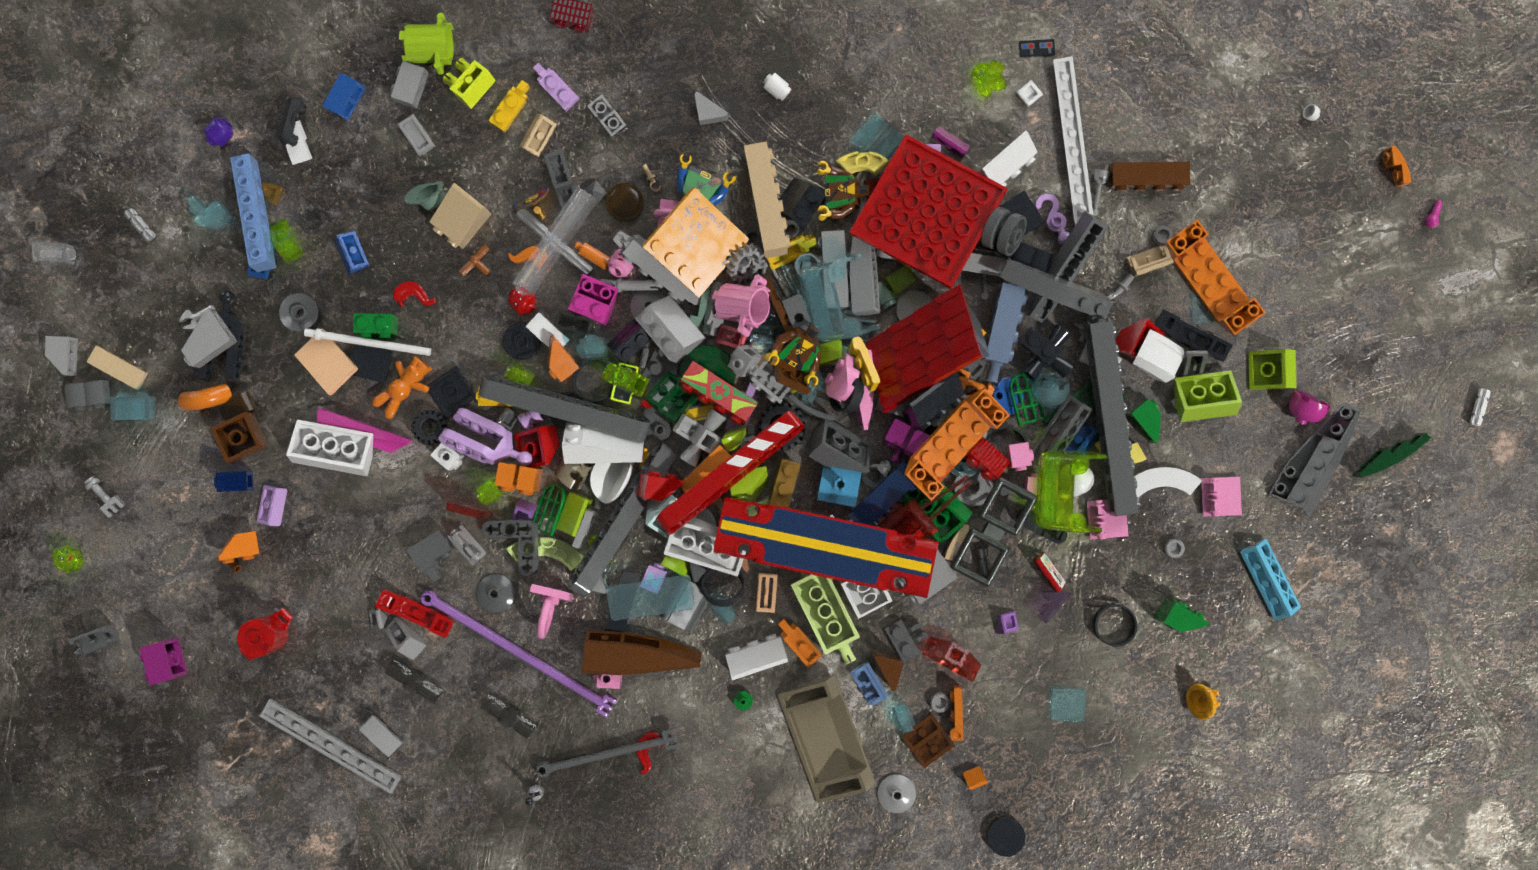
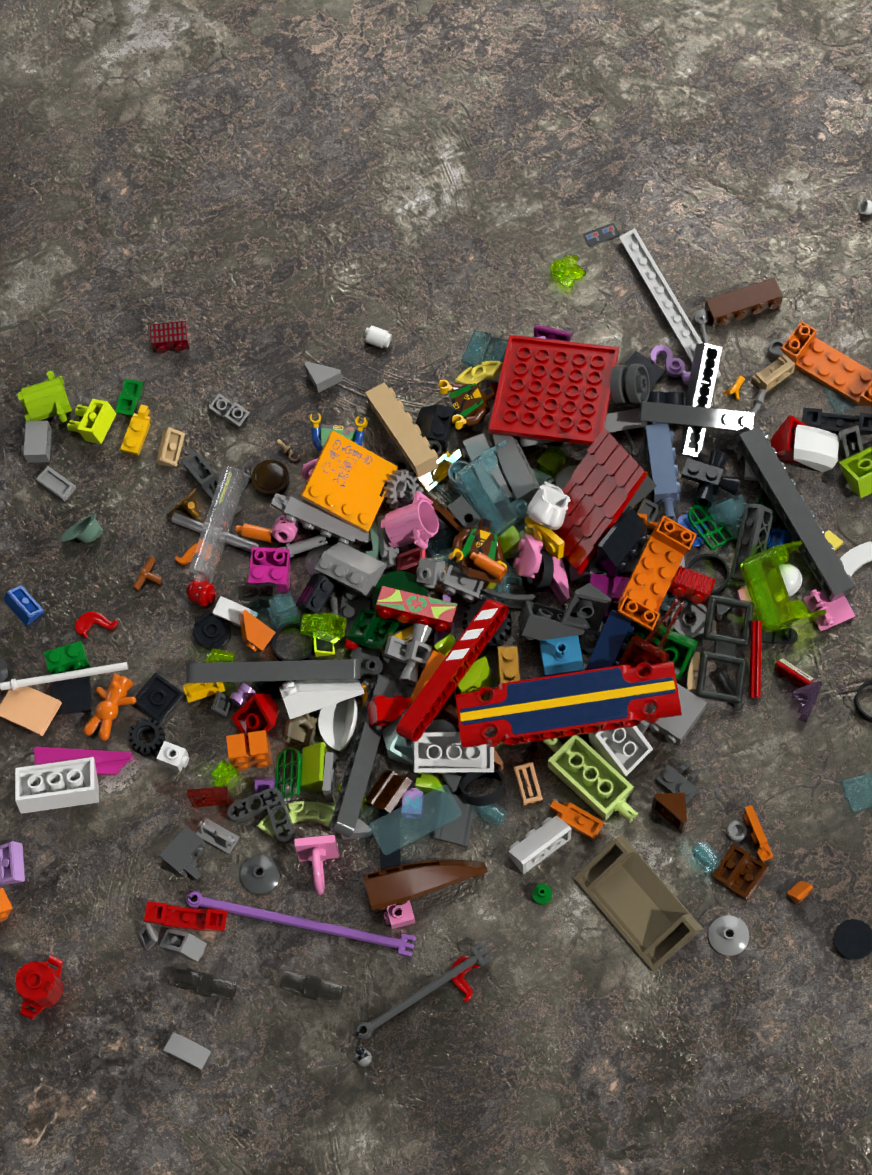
camera: 15 degrees left, 20 degrees down
(330, 746) = (138, 1082): light grey tile -> none
(459, 217) = (119, 536): tan slope -> none
(477, 450) = (203, 727): lavender piece -> none
(513, 67) = (130, 397): none -> green slope
(556, 87) = (174, 402): lavender hinge -> none
(634, 559) = (387, 791): none -> reddish brown slope
(800, 376) = (489, 565): none -> orange cylinder
(869, 683) = (660, 834): medium blue hinge -> none
(879, 337) = (548, 506): none -> white piece
(879, 453) = (586, 608): none -> dark grey slope
(952, 657) = (732, 780): clear red slope -> none
(1007, 623) = (772, 734): medium lavender slope -> none
(1011, 159) = (614, 324): white slope -> none
(1018, 549) = (755, 659): none -> red axle
(1019, 456) = (722, 572): bright pink brick -> none
(1029, 93) = (608, 272): white tile -> none
(1103, 265) = (735, 387): none -> light orange bar
(1147, 419) = (828, 506): green slope -> none

